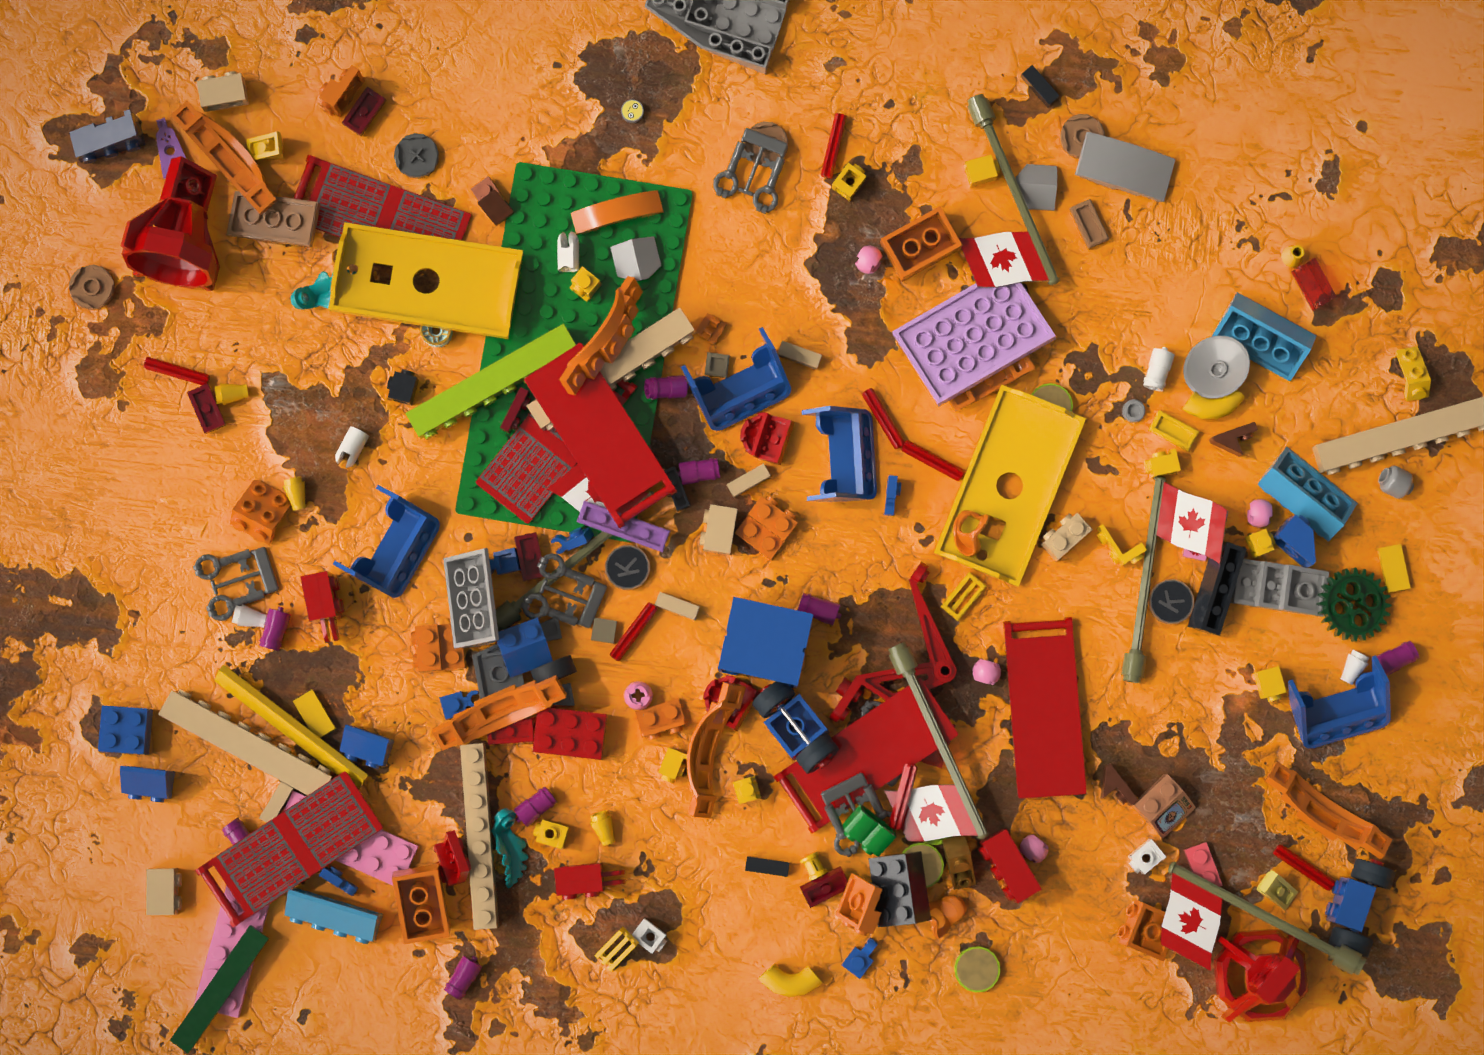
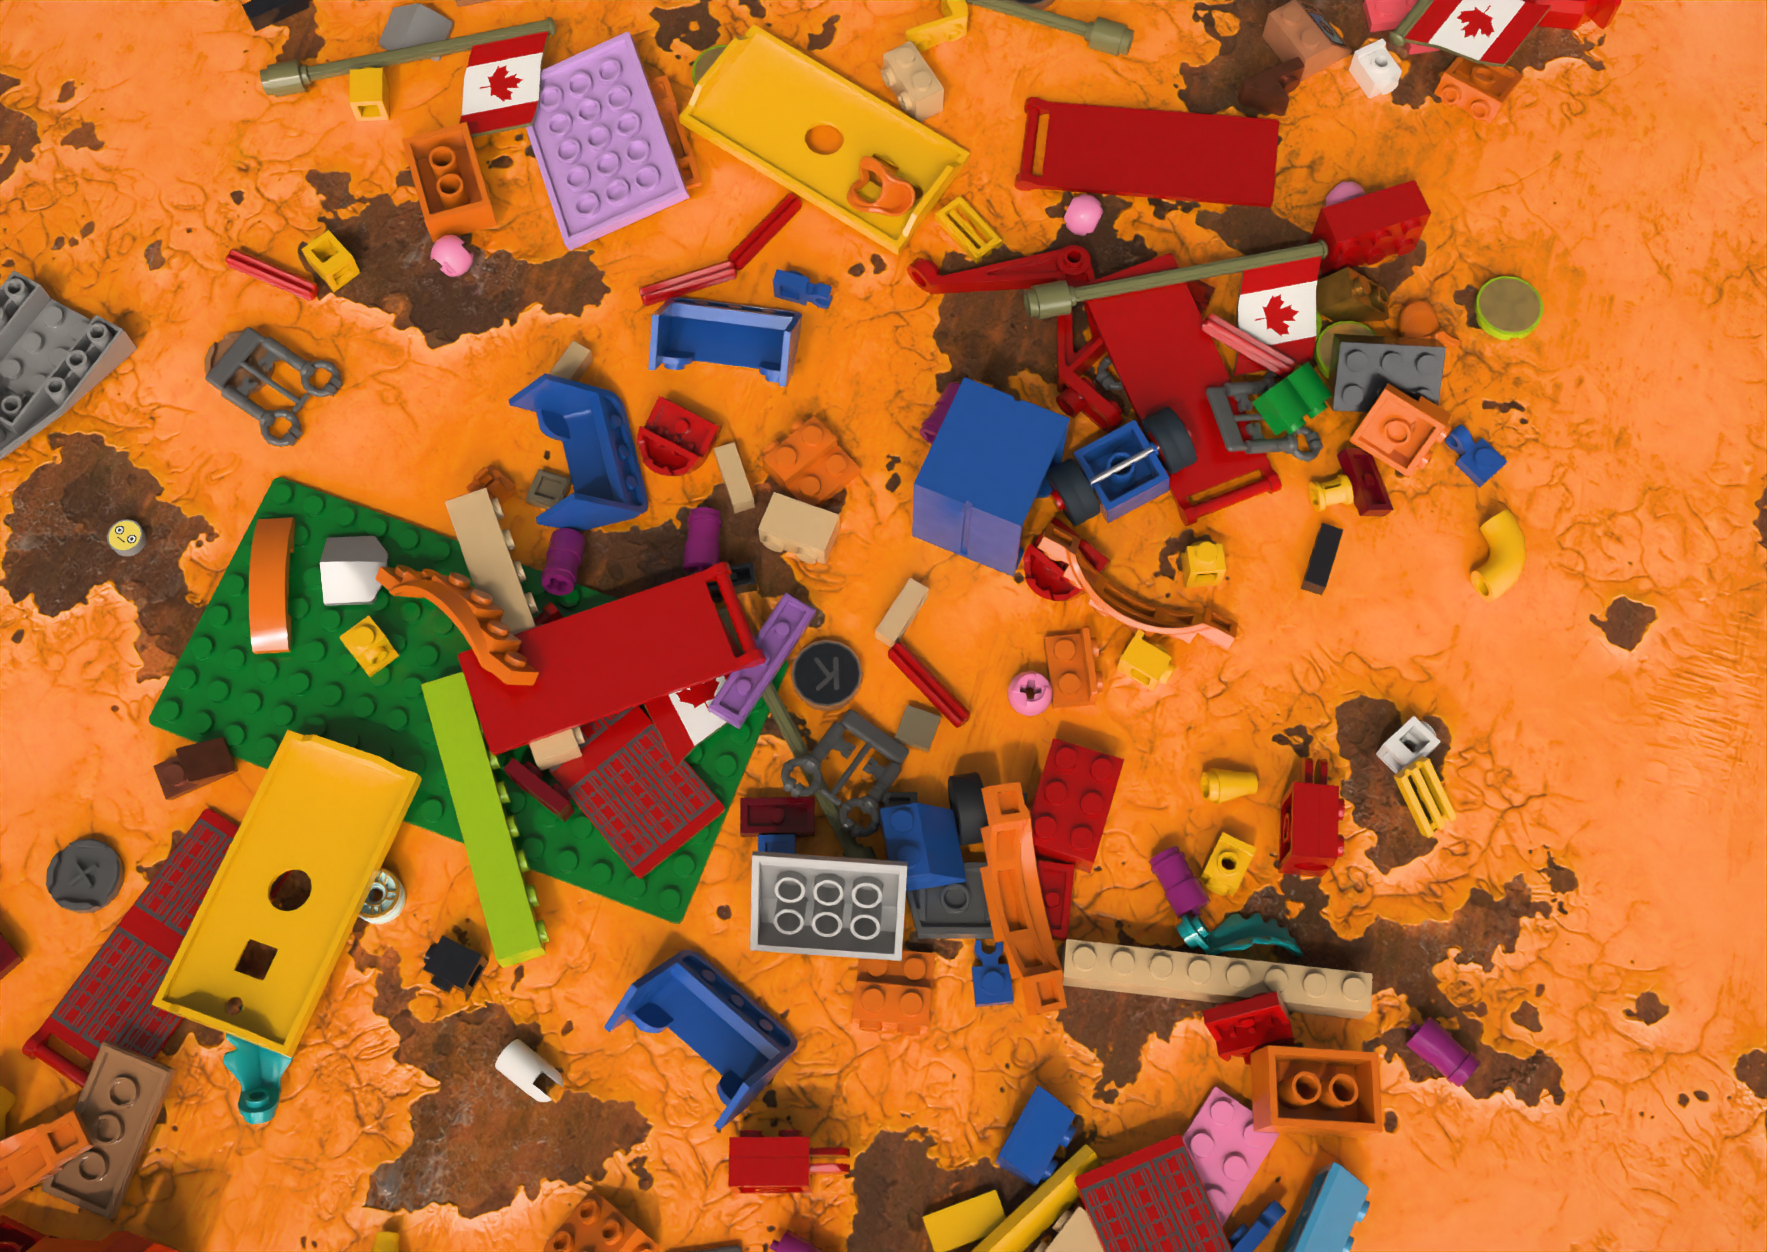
camera: 80 degrees left, 15 degrees down
(295, 492) = (582, 1181): yellow cone -> none
(568, 255) = (319, 664): white piece -> none
(577, 538) = (766, 739): blue plate -> none

